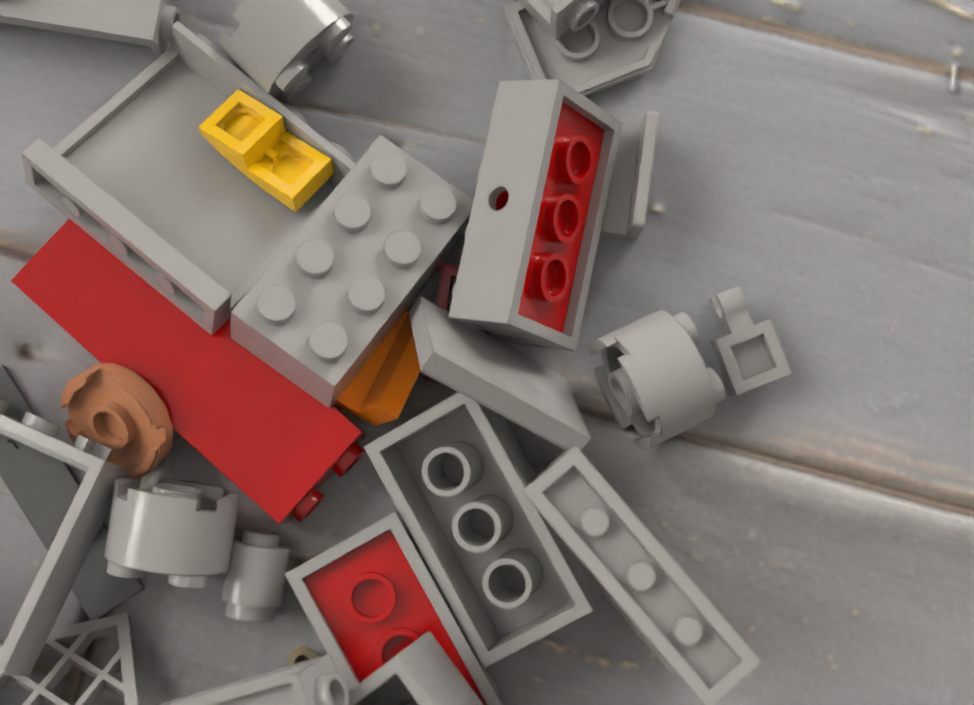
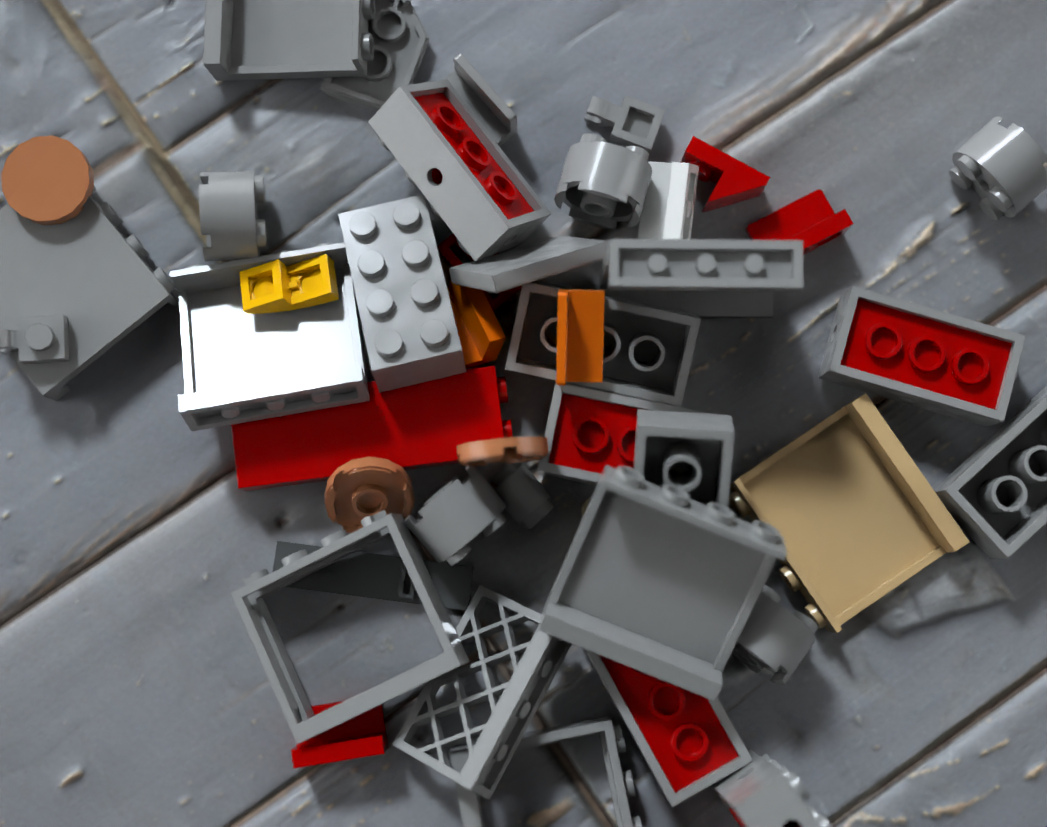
camera: 45 degrees left, 0 degrees up
(264, 521) = (502, 450): none -> nougat tile
(460, 496) = (580, 336): none -> orange panel
(690, 468) = (669, 201): none -> white panel
(783, 507) = (734, 178): none -> red slope
(791, 621) = (804, 219): none -> red panel

